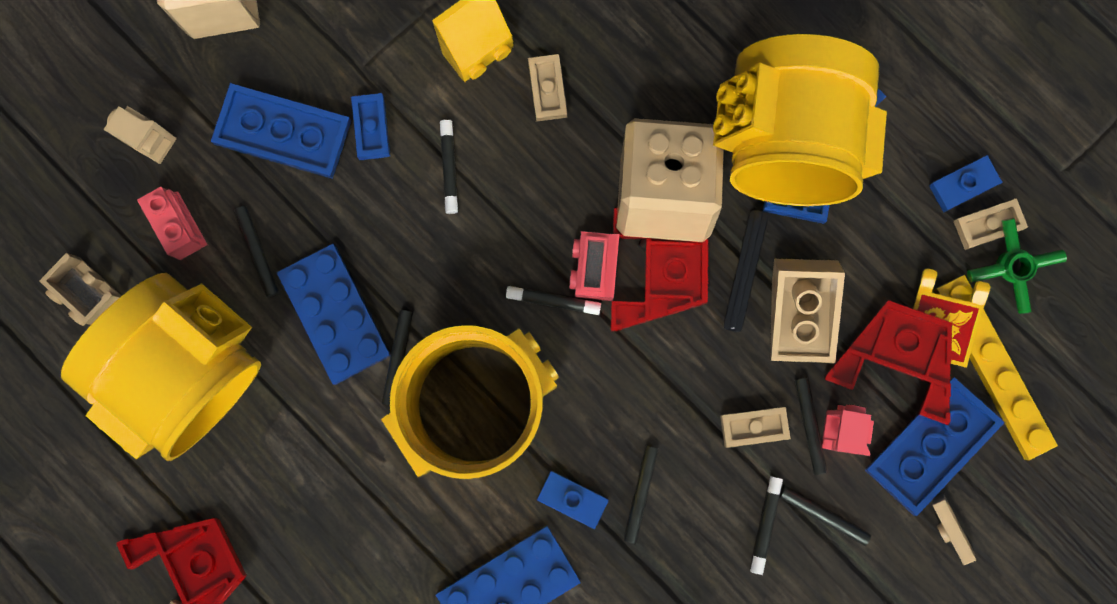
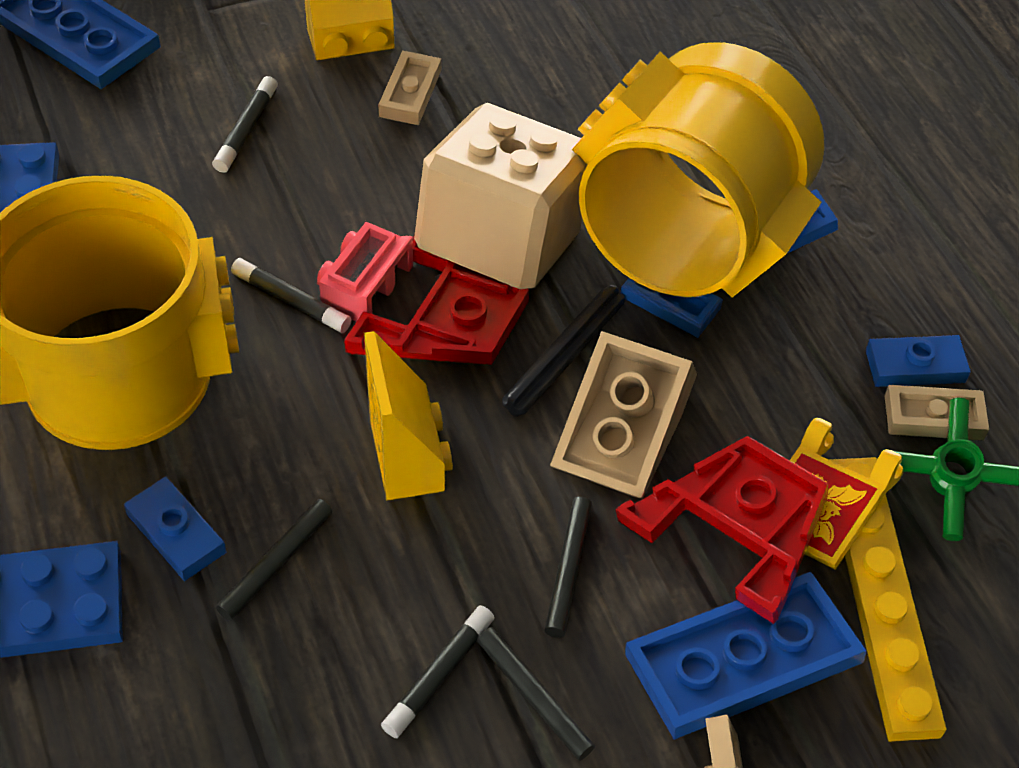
camera: 20 degrees right, 30 degrees down
(370, 126) = (177, 55): blue plate -> none
(684, 387) = (404, 425): none -> yellow slope
(755, 427) = (484, 530): tan plate -> none
(848, 430) = (621, 558): coral window -> none

